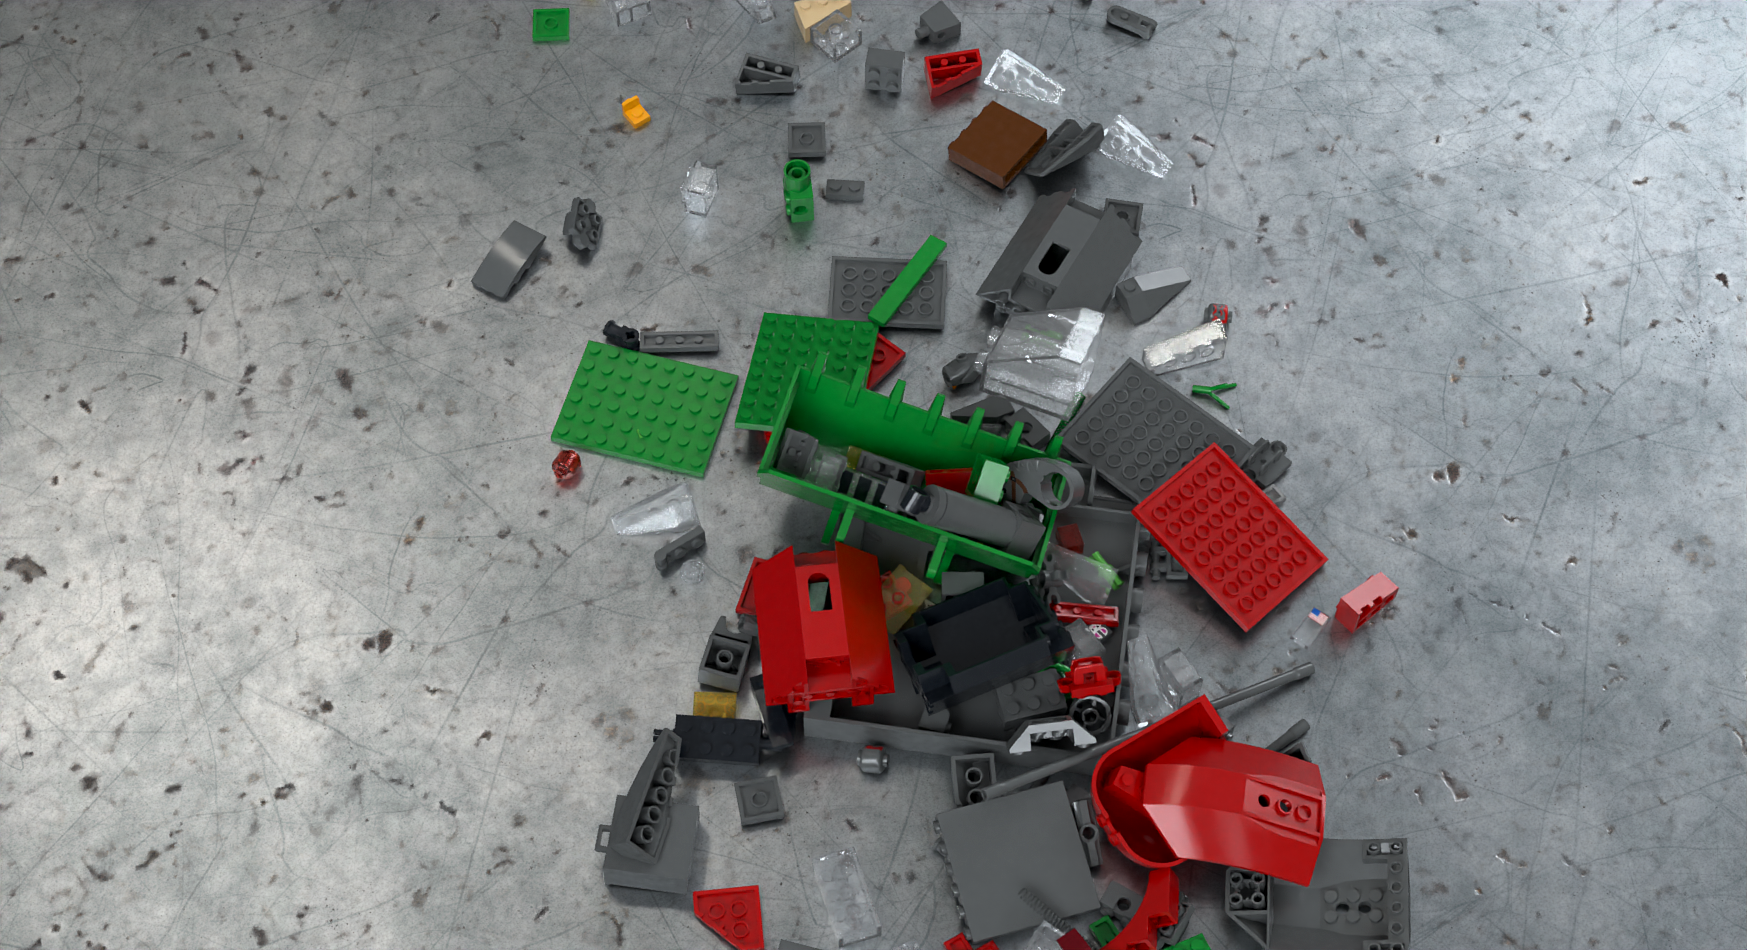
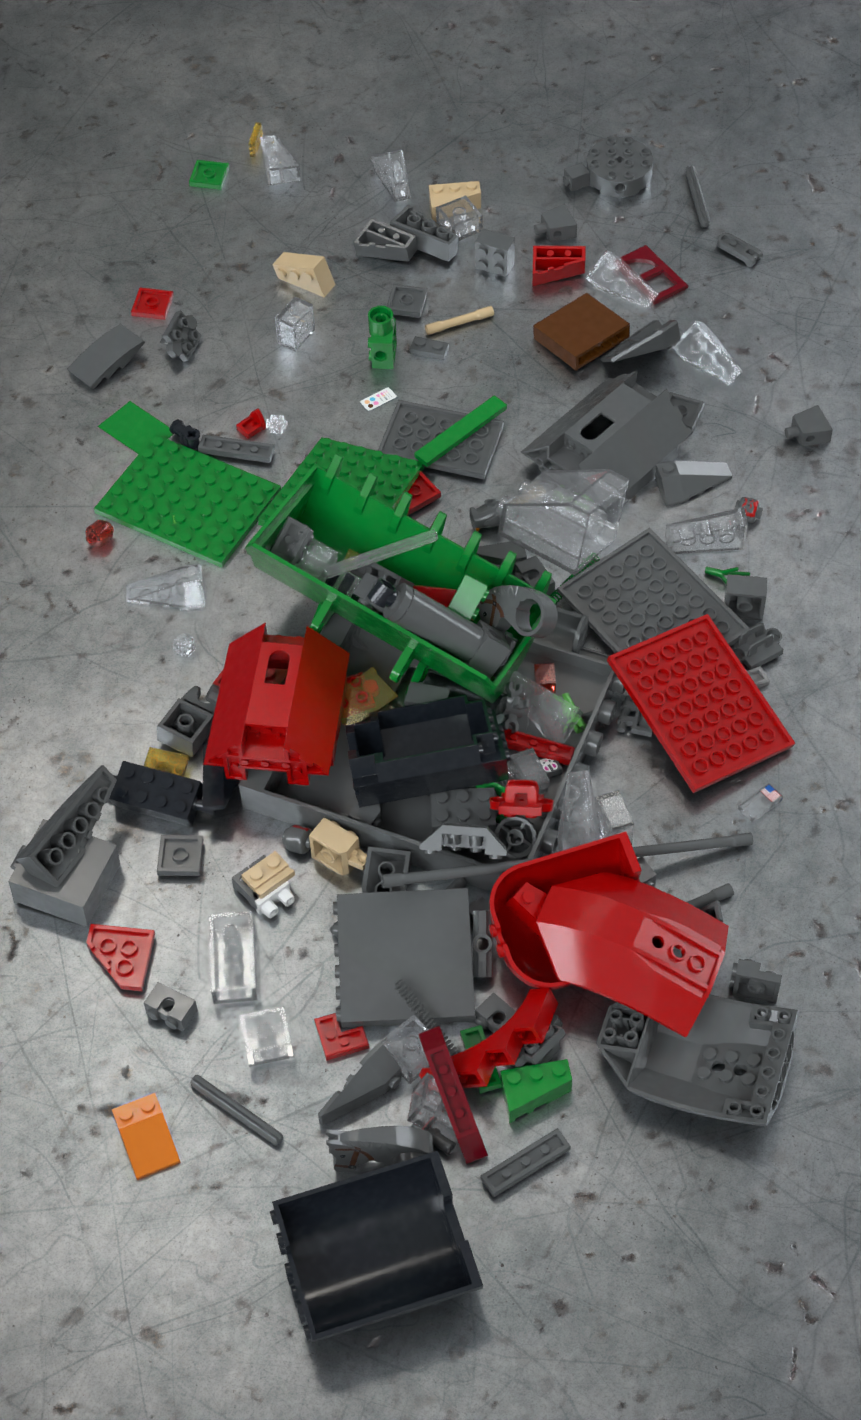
camera: 15 degrees right, 5 degrees down
(537, 188) = (152, 303): none -> red tile
(563, 335) = (134, 427): none -> green sticker
(635, 112) = (259, 254): light orange bracket -> none
(679, 547) = (178, 621): dark grey plate -> none
(686, 310) = (252, 424): none -> red tile
(691, 125) = (305, 271): none -> tan wedge
(714, 306) = (276, 424): none -> clear gear
(808, 257) = (378, 399): none -> white sticker
(812, 63) = (429, 237): none -> dark grey wedge
(853, 817) = (267, 904): none -> white hips
(857, 804) = (268, 874): none -> tan plate
(885, 142) = (439, 326): none -> tan piece
(888, 449) = (380, 553): none -> clear axle
(917, 762) = (336, 847): none -> tan hinge
(1038, 44) = (646, 255): none -> dark red window
(1243, 412) = (746, 596): none -> dark grey brick
(1255, 213) = (810, 427): none -> dark grey torso
(1351, 817) = (754, 984): none -> dark grey plate
(1365, 601) = (820, 787): wedge -> none

